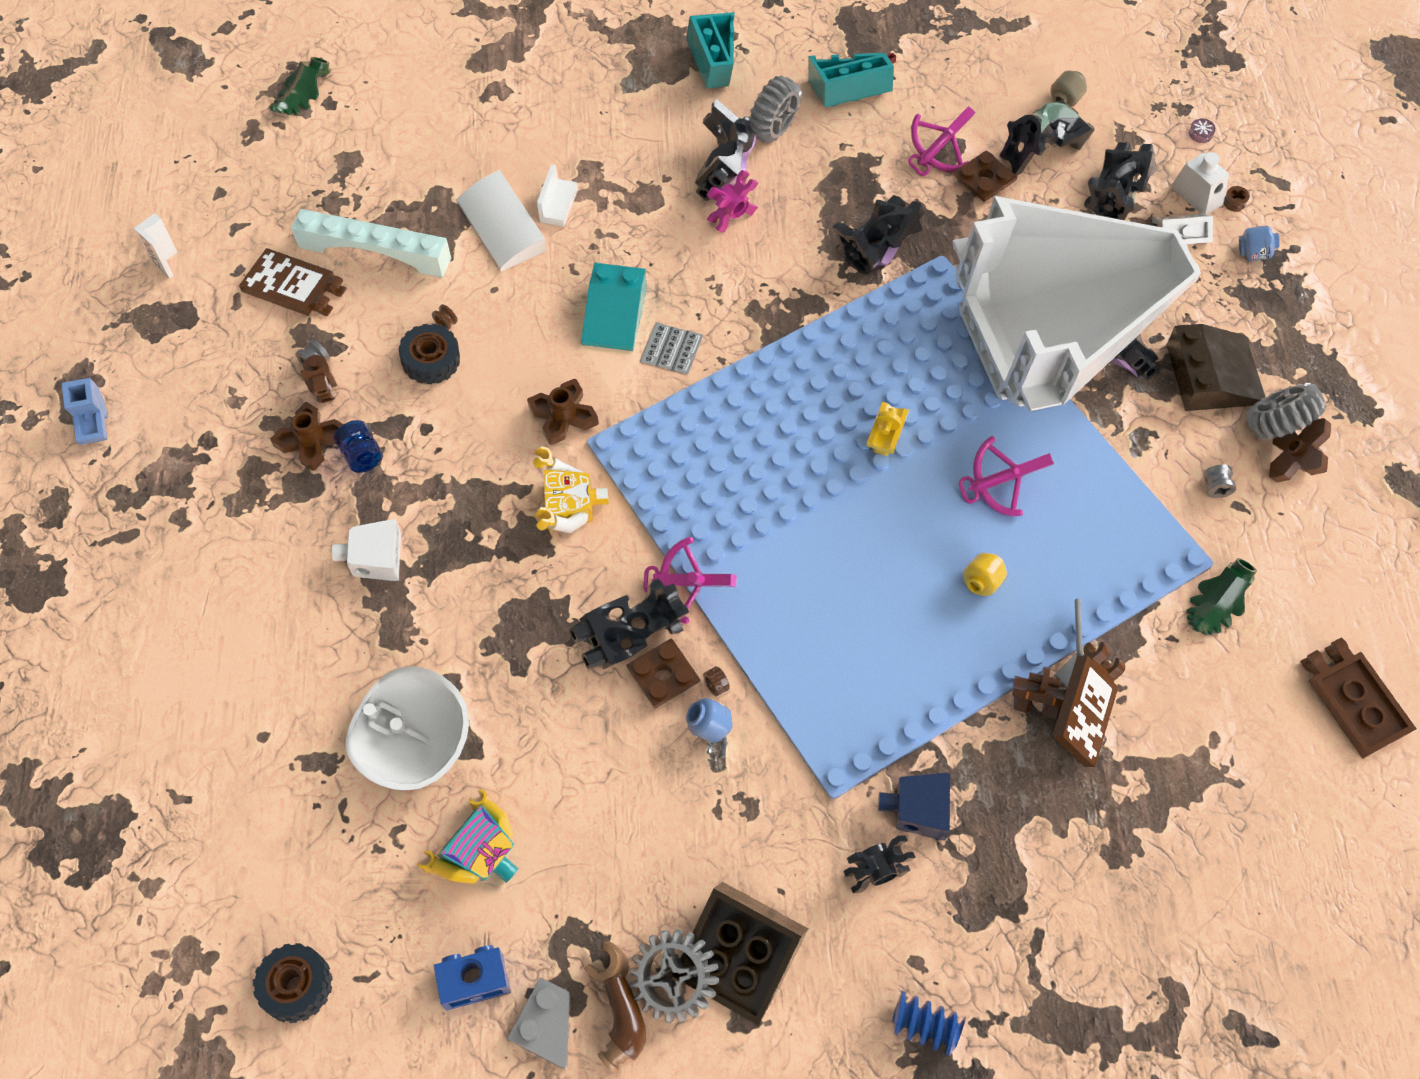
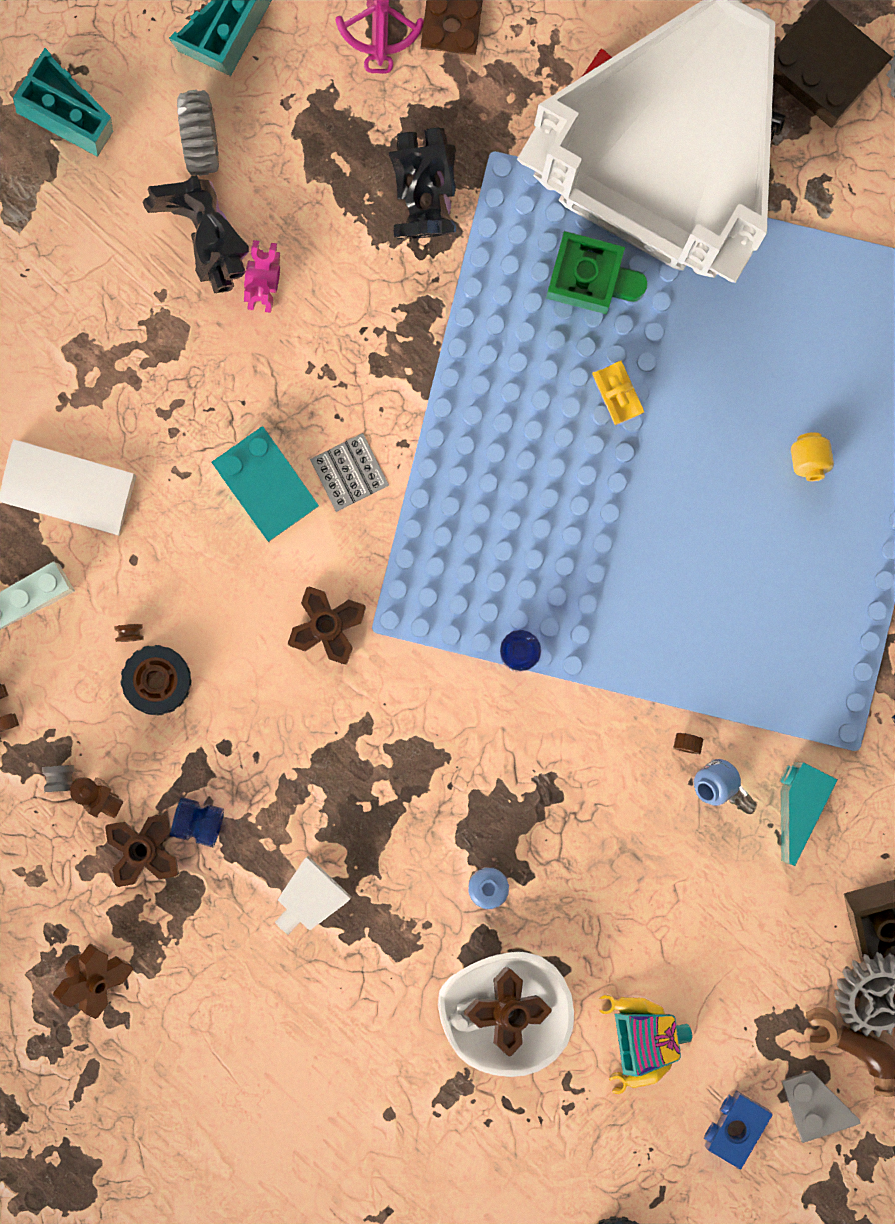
camera: 40 degrees left, 25 degrees up
(190, 474) = (89, 978): none -> reddish brown plant
(420, 715) = (508, 1011): none -> reddish brown plant
(485, 646) = (488, 888): none -> medium blue head
(556, 199) = (93, 416): white panel -> none
(566, 495) = (416, 701): torso -> none
(658, 610) = (568, 776): black hips -> none
(663, 518) = (520, 651): none -> clear blue wheel
(663, 657) = (655, 790): reddish brown piece -> none
(692, 579) = (595, 679): dark pink piece -> none
(754, 785) = (802, 802): none -> teal slope
(938, 350) = (593, 278): none -> green brick
(1016, 472) = (757, 336): dark pink piece -> none

